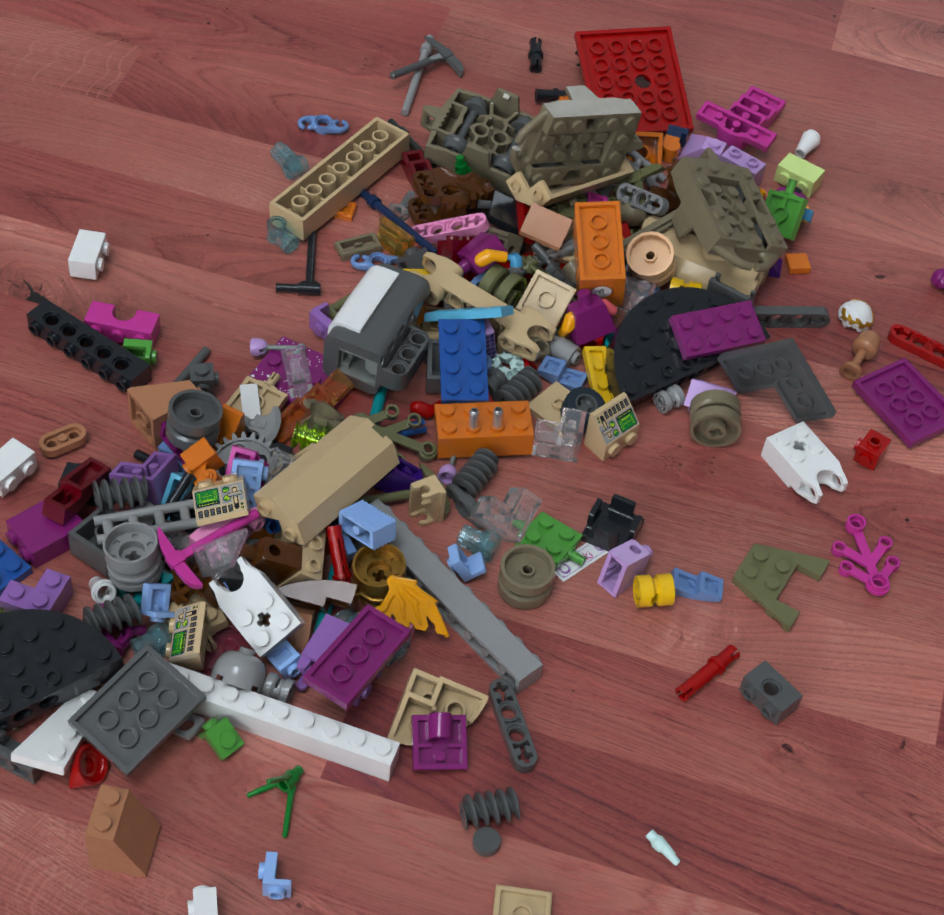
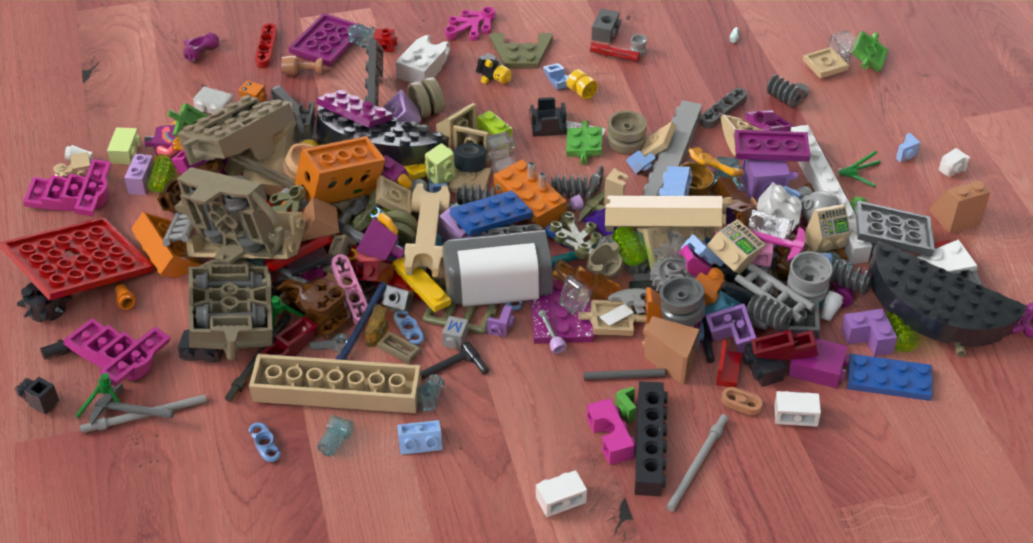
camera: 115 degrees left, 5 degrees down
(49, 400) = (714, 433): none -> light grey bar
(111, 450) = (728, 367): none -> red panel
(204, 377) = (620, 353): dark grey brick -> none
(241, 208) = (419, 437): none -> light blue bracket
(337, 282) = (455, 332): none -> light grey brick
(452, 46) = (103, 387): none -> green plant
(469, 313) = (446, 213): medium azure tile -> none
(478, 541) = (617, 161): clear light blue piece -> none
(483, 22) = (38, 393): none -> black brick
(484, 594) = (658, 140): none -> tan plate
(507, 71) = (116, 352): none -> dark pink slope
(508, 517) = (598, 150): clear brick -> none
(548, 95) = (115, 311): black pin -> none
(576, 364) = (440, 164): none -> yellowish green brick
(622, 565) = (577, 97): lavender torso -> none
(623, 461) = (492, 123): none -> lime brick
(654, 430) = (464, 117): none -> tan slope
(674, 139) = (126, 221): leg -> none
(698, 143) = (126, 202): lavender slope -> none
(702, 704) = (639, 44): none -> light grey wheel
(743, 521) = (492, 69): none -> piece
(785, 133) = (79, 166): none -> tan brick
(830, 295) = (254, 90): none -> orange brick
(834, 262) = (212, 100): none -> white brick
(856, 315) = (261, 77): white hair -> none
(889, 422) = (360, 34): none -> clear light blue brick

